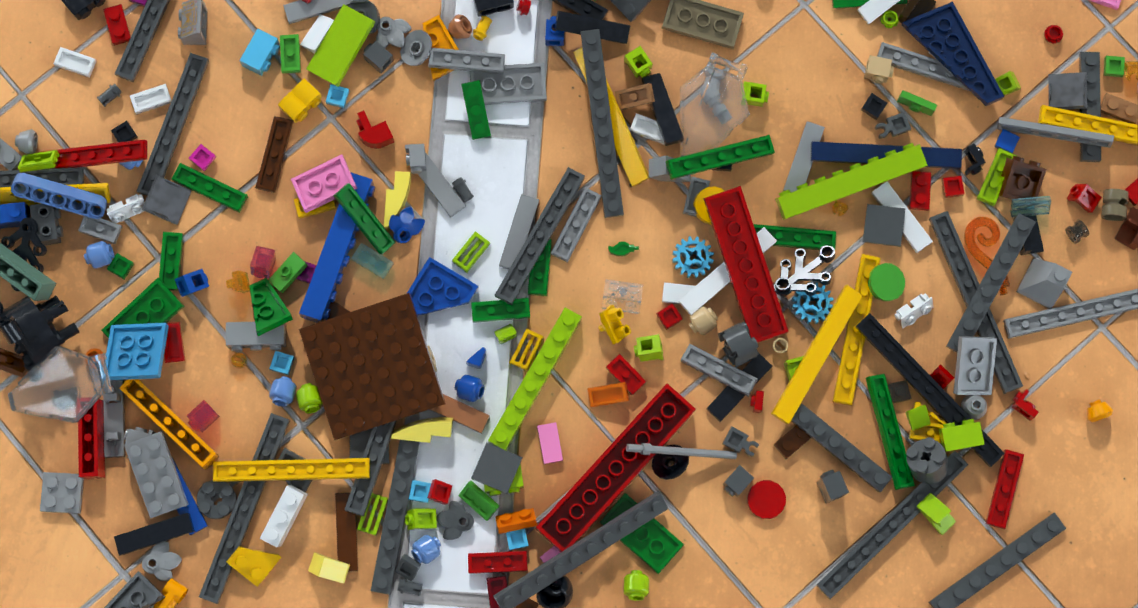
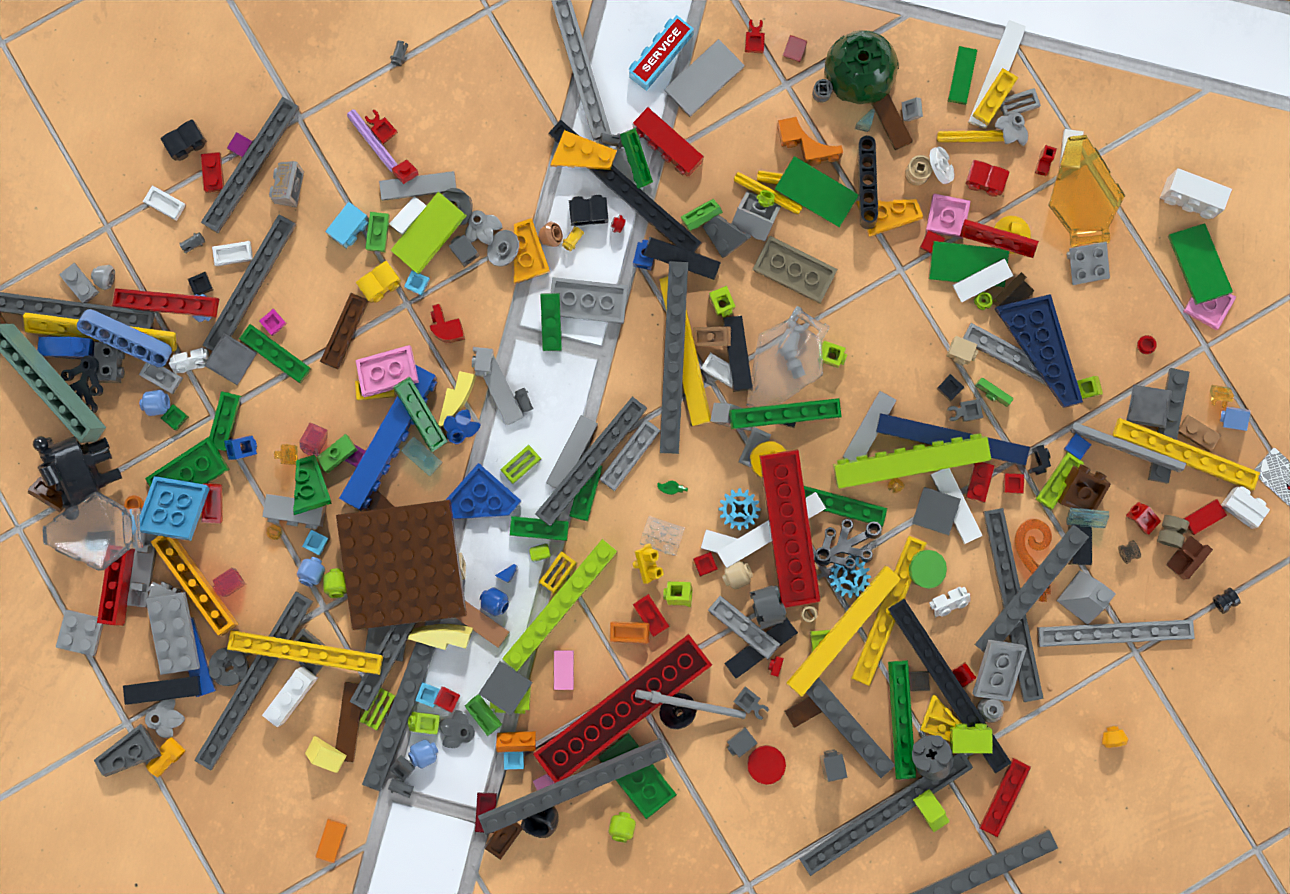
camera: 15 degrees right, 5 degrees up
(38, 161) = (110, 298): lime tile -> none
(253, 563) = (252, 737): yellow wing -> none
(467, 60) = (551, 270): light grey tile -> none
(497, 562) = (490, 779): red plate -> none
(918, 417) = (932, 712): lime slope -> none
(1026, 408) = (1041, 721): red bracket -> none
(1114, 66) = (1201, 389): bright green plate -> none

